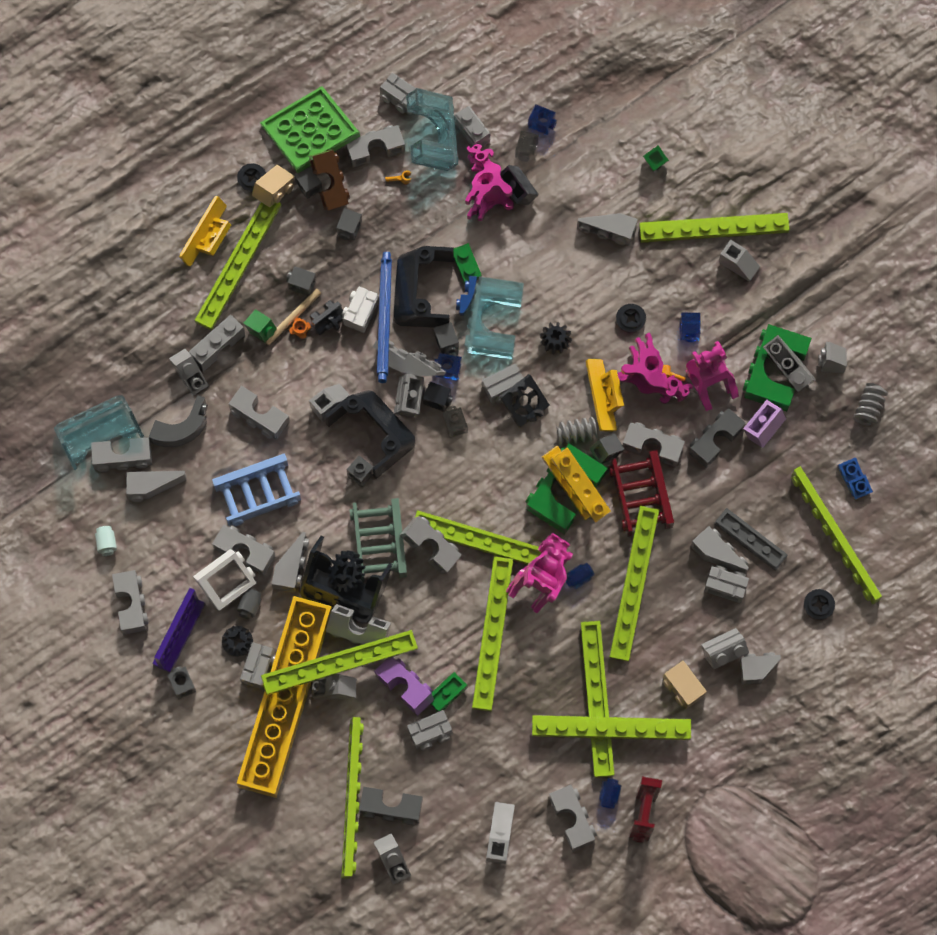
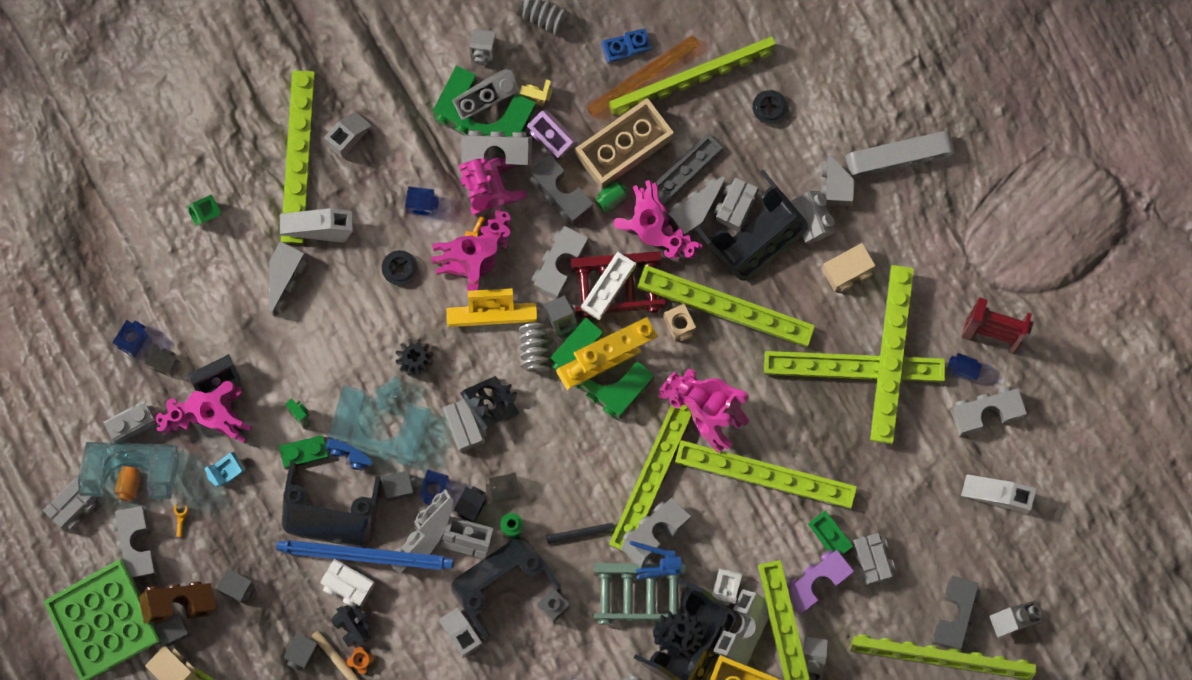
camera: 85 degrees left, 5 degrees up
(392, 610) = (726, 586): none -> white bracket
(400, 554) = (668, 566): none -> blue plant
(423, 132) = (127, 483): none -> orange brick
(423, 435) = (511, 532): none -> green brick
(424, 487) = (580, 533): none -> black bar
(442, 204) = (225, 470): none -> medium azure bracket
(495, 251) = (299, 412): none -> green plate
(524, 320) = (390, 390): none -> clear light blue bracket
(579, 576) = (708, 366): clear blue brick -> none
(619, 541) = (679, 313): none -> tan brick
(637, 482) = (608, 286): none -> white tile
(656, 245) = (317, 224): none -> light grey slope
(695, 605) = (761, 238): none -> black windscreen
(697, 511) = (652, 224): none -> dark pink animal
(717, 480) = (612, 197): none -> green brick
(745, 391) = (516, 147): none -> light grey arch
(765, 483) = (624, 143): none -> tan brick
(794, 720) = (900, 154): none -> light grey beam
(797, 405) = (534, 94): none -> light yellow bracket
(848, 513) = (643, 75): none -> clear orange axle

